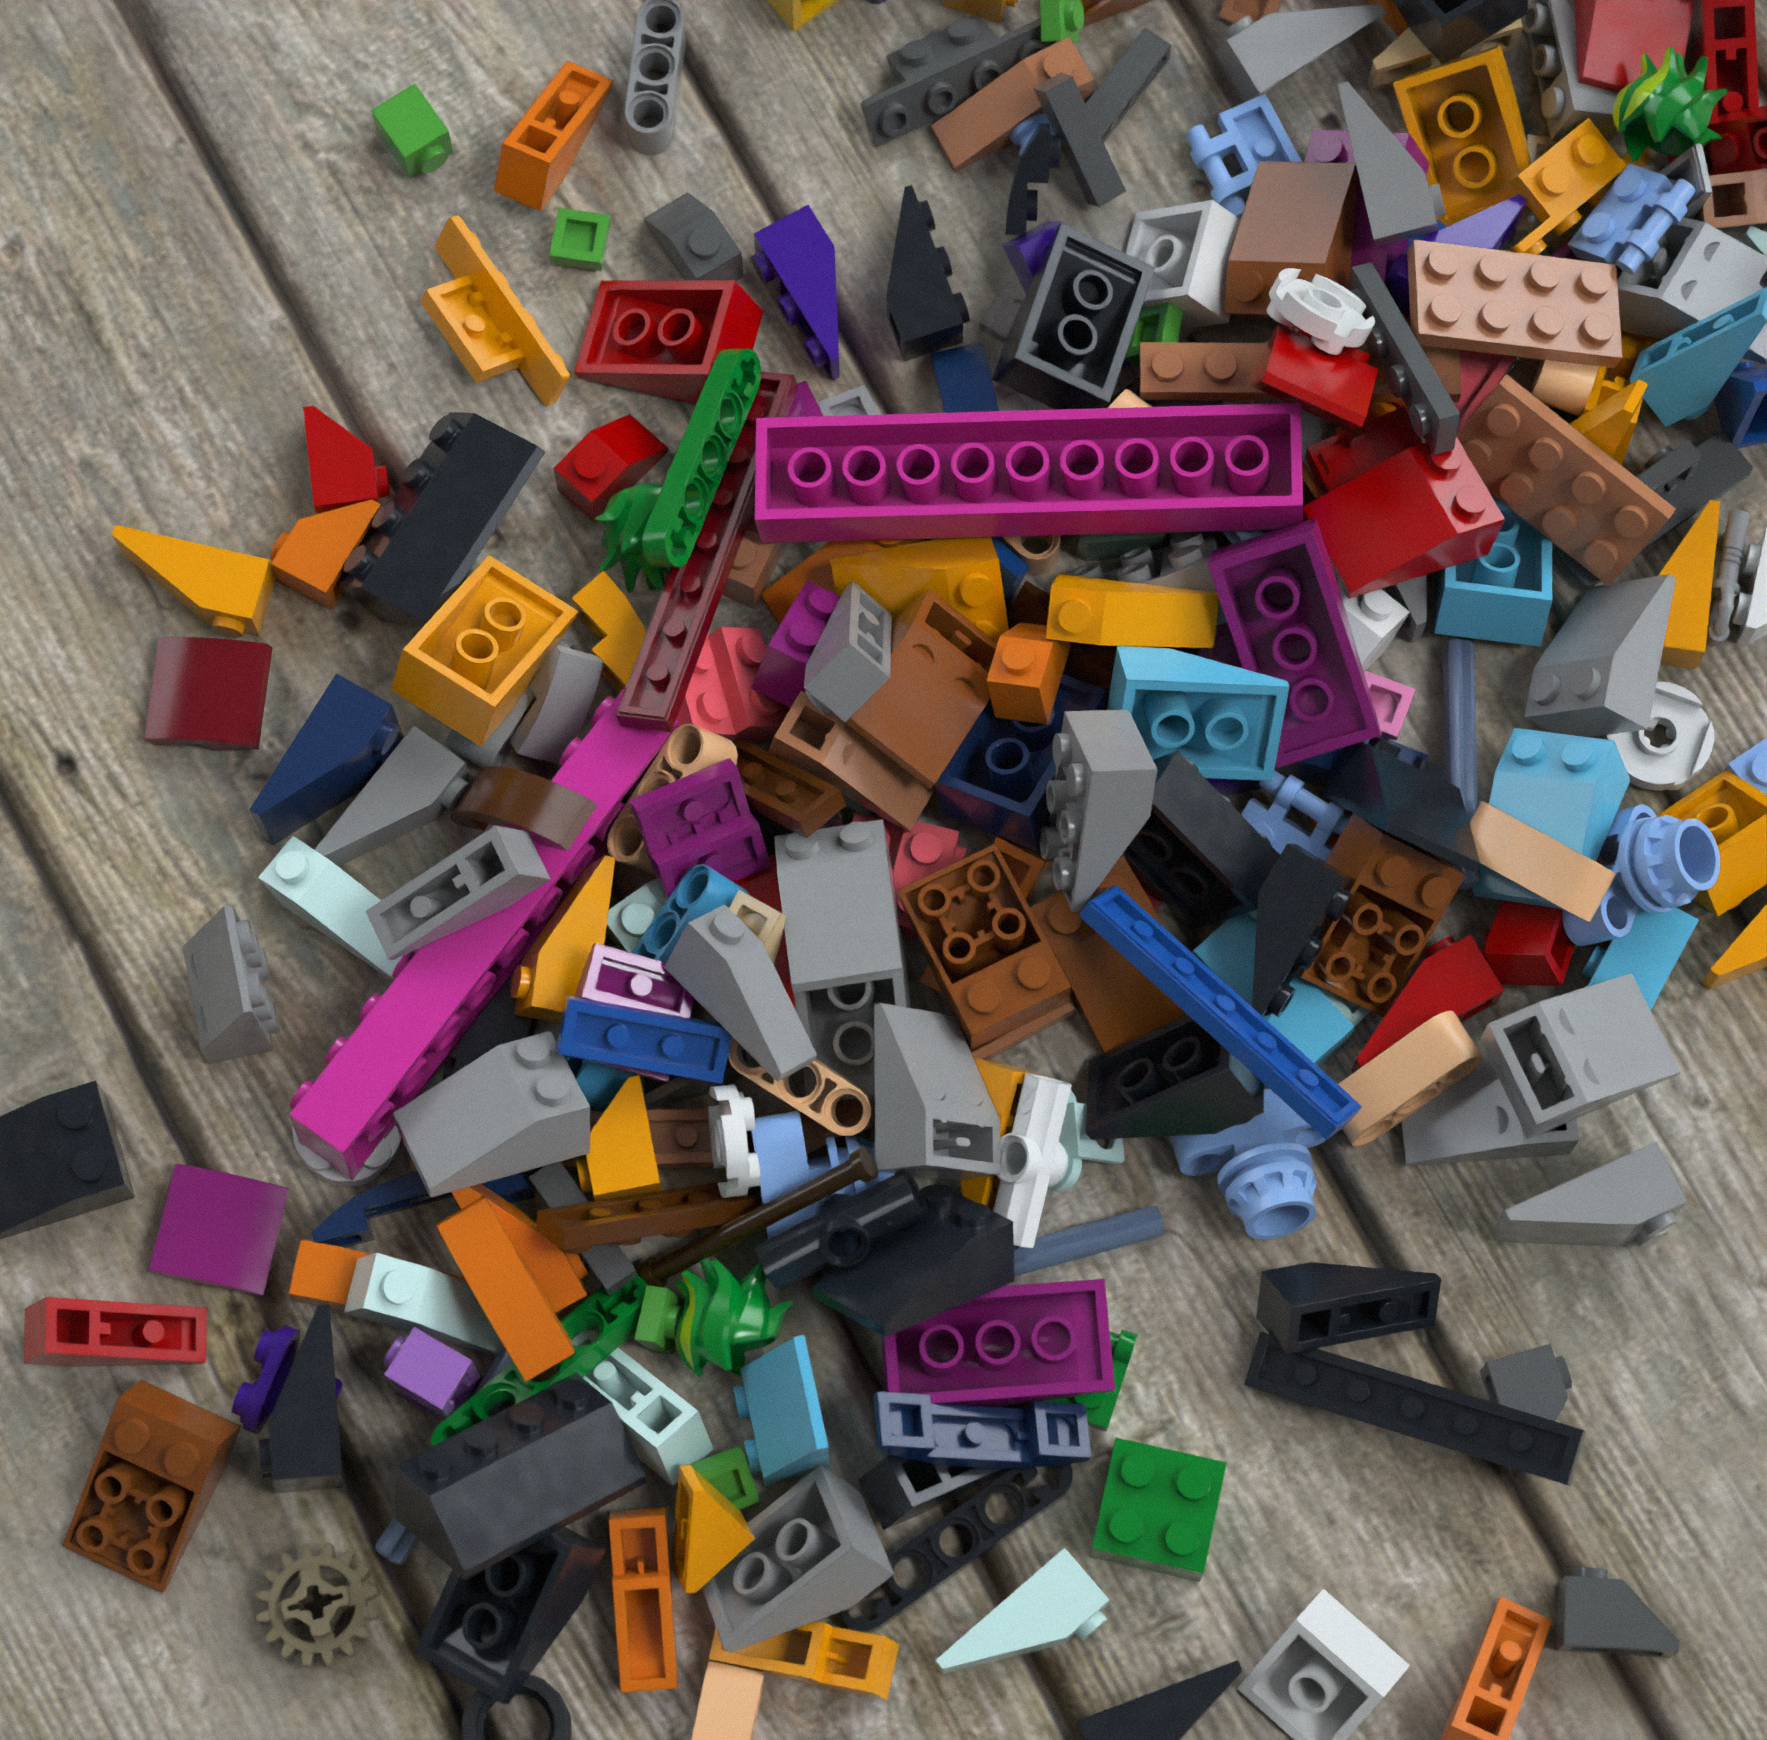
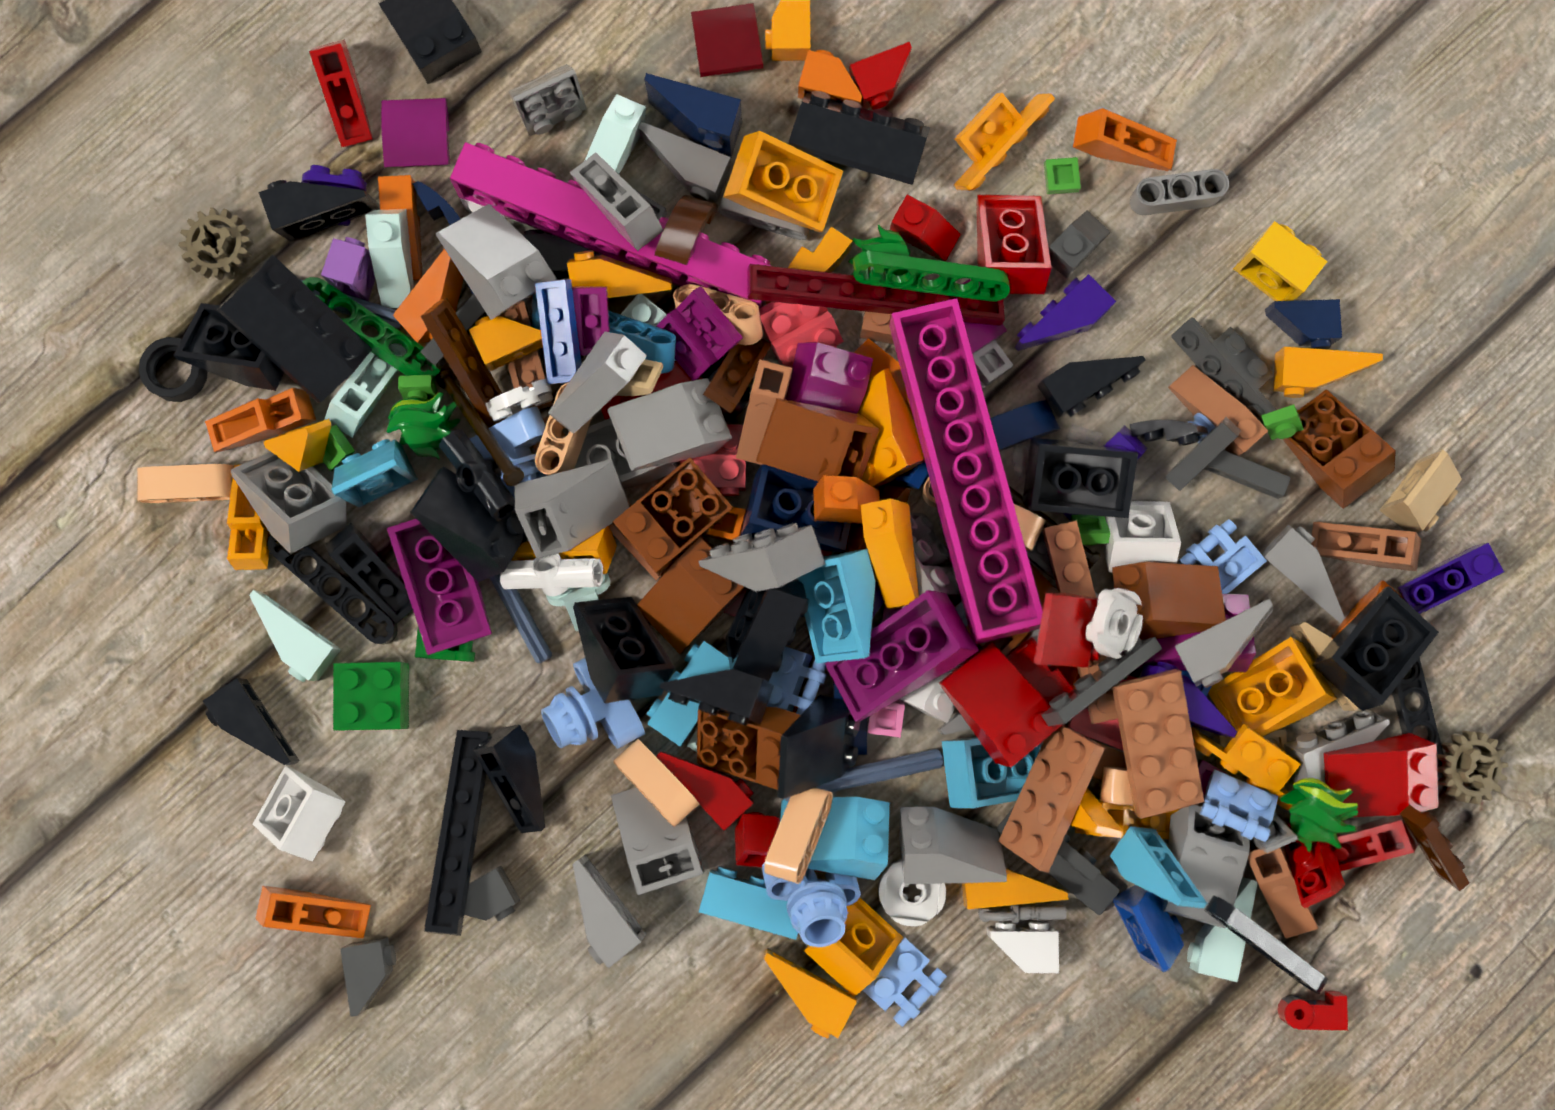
camera: 75 degrees right, 10 degrees up
(150, 1484) = (266, 135): dark orange slope -> none
(413, 132) = (1103, 60): bright green brick -> none
(506, 1288) = (400, 294): orange slope -> none
(563, 697) = (764, 237): light grey slope -> none
(850, 654) = (824, 392): light grey slope -> none
(981, 1435) = (386, 583): dark blue slope -> none
(1220, 1011) = (656, 663): blue tile -> none
(1577, 1053) = (685, 885): light grey slope -> none

